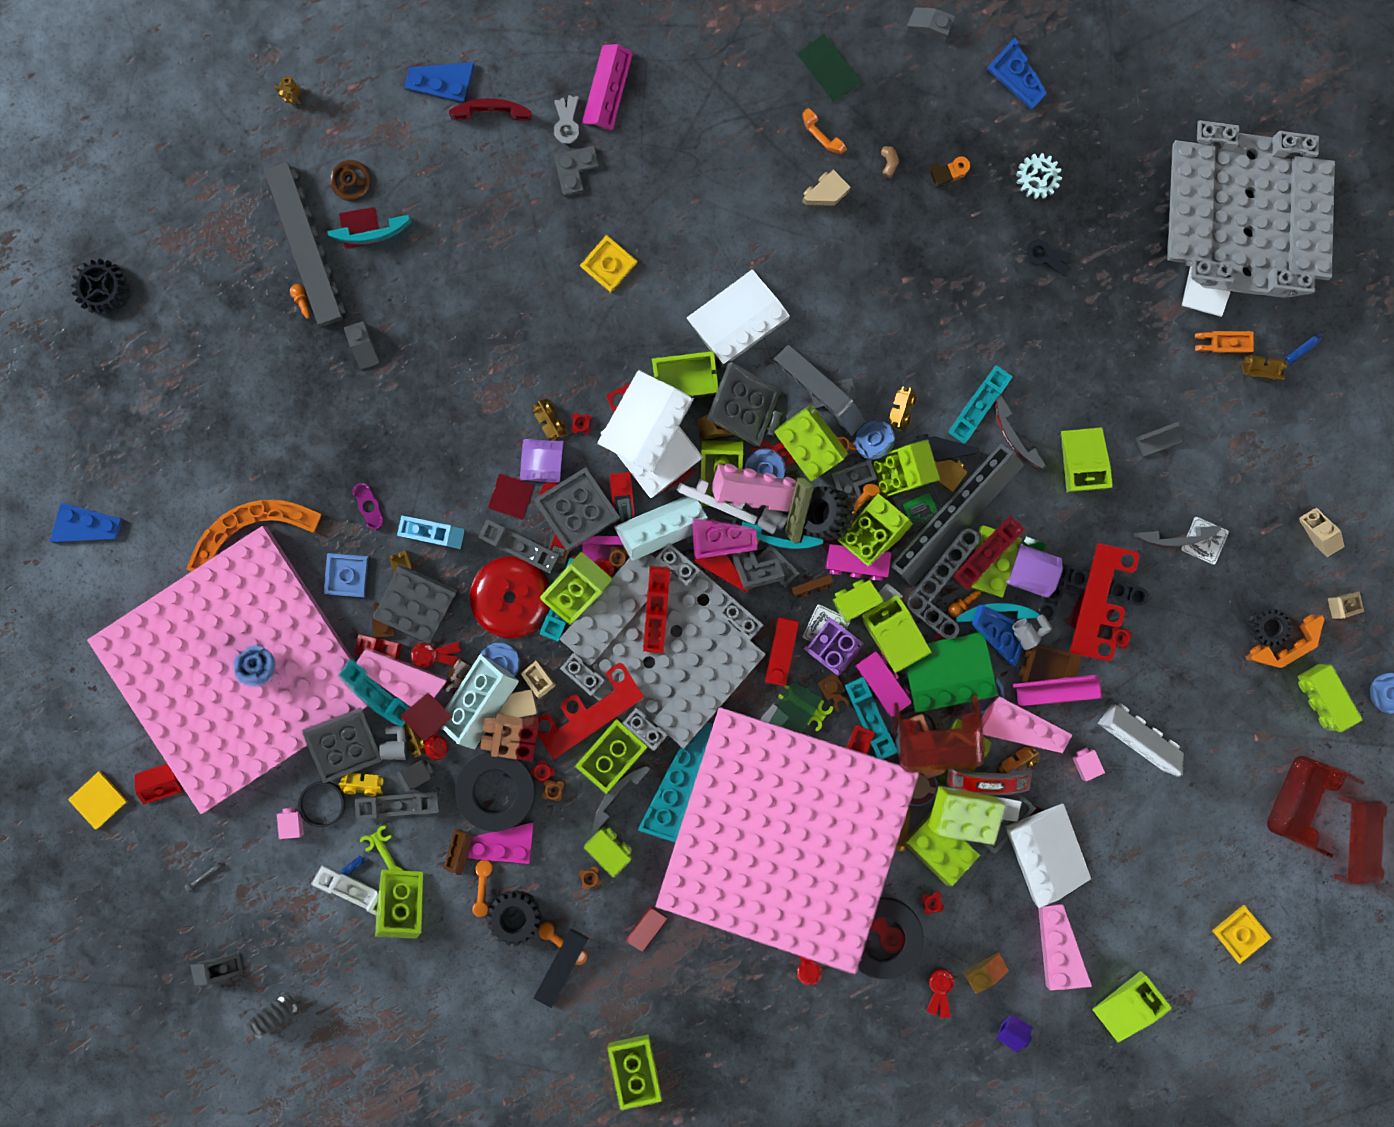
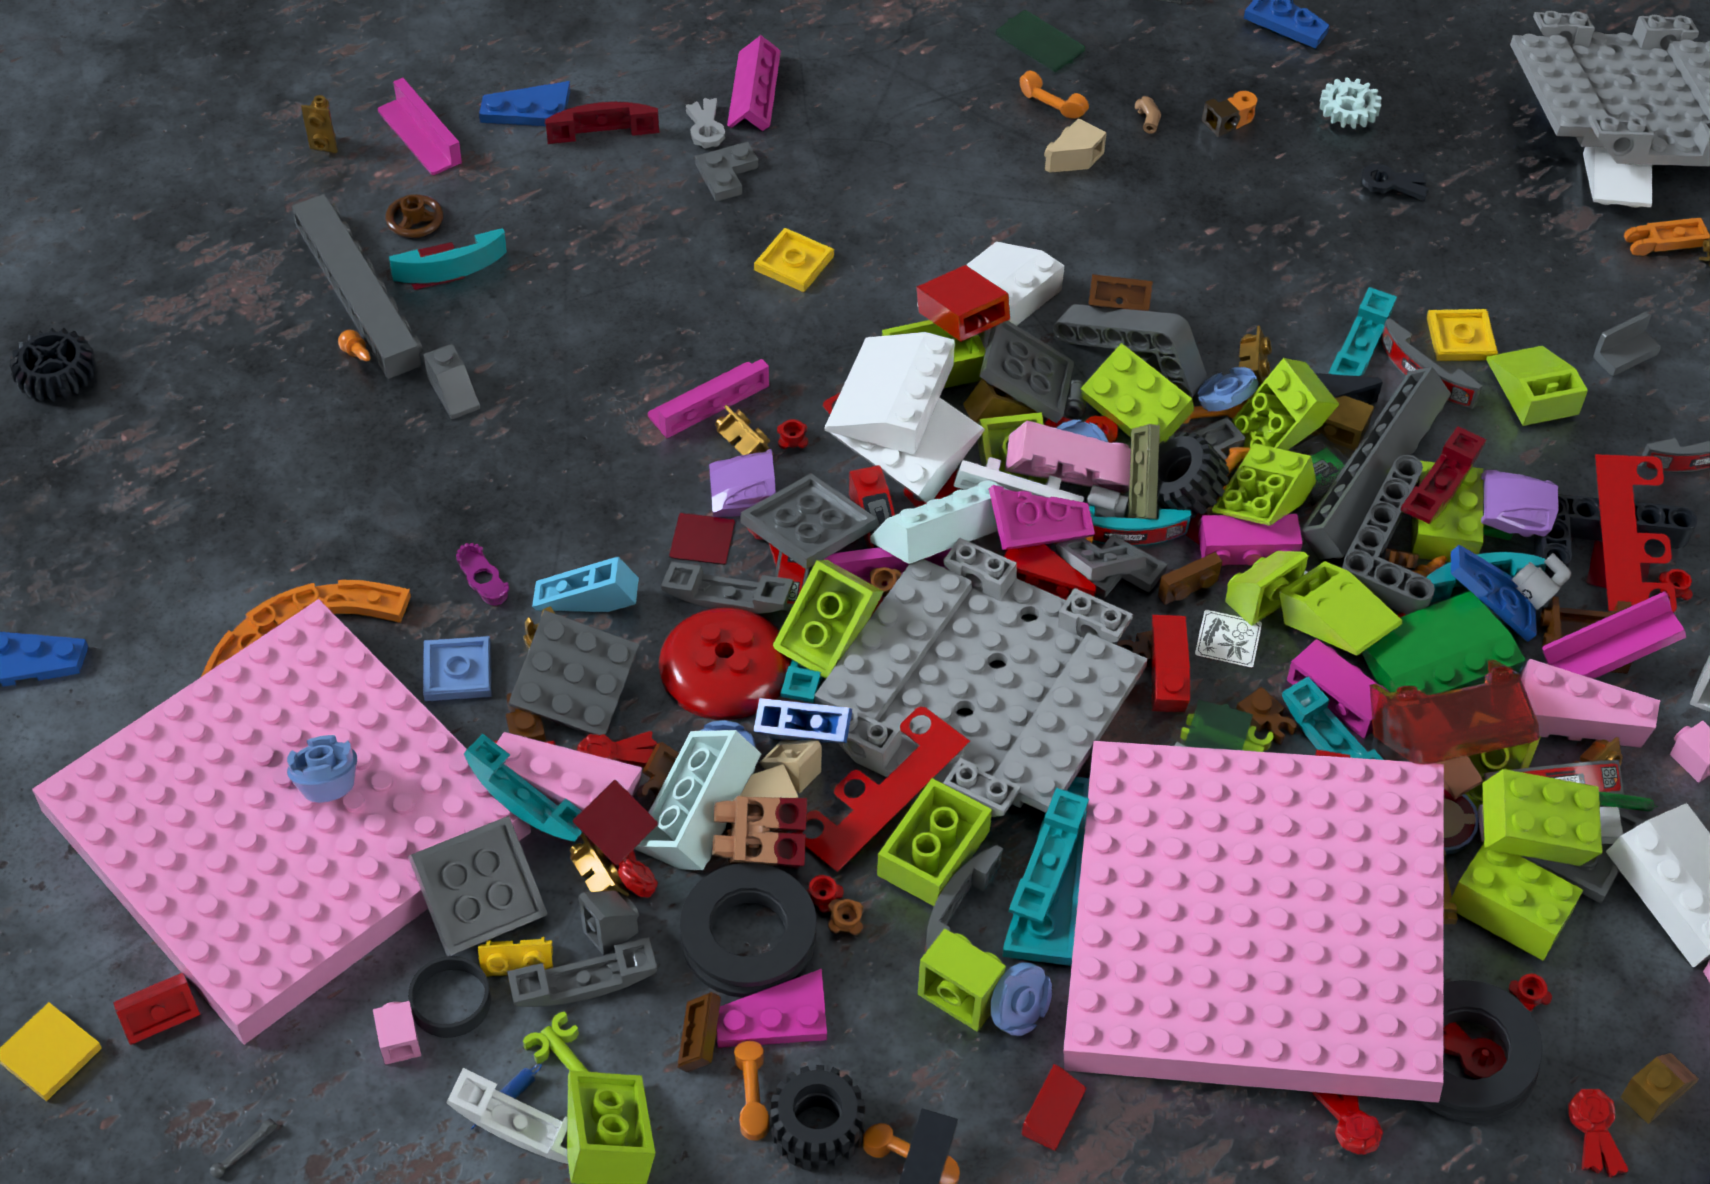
camera: 10 degrees left, 35 degrees down
(360, 95) = (421, 129): none -> dark pink panel
(394, 749) = (564, 892): light grey piece -> none
(531, 380) = (710, 398): none -> dark pink panel
(546, 664) = (802, 721): none -> slope
(595, 881) = (937, 1032): dark orange plate -> none
(638, 867) = (1021, 998): none -> medium blue tile
(656, 609) = (961, 625): red slope -> none
(674, 782) = (1050, 856): none -> teal slope
(708, 352) = (963, 303): none -> red brick
(828, 360) = (1133, 292): none -> reddish brown window
(834, 647) = (1250, 650): medium lavender slope -> none
(949, 594) = (1401, 558): none -> reddish brown plate
(1024, 798) = (1638, 800): none -> green piece
(1051, 406) = (1461, 334): none -> yellow tile

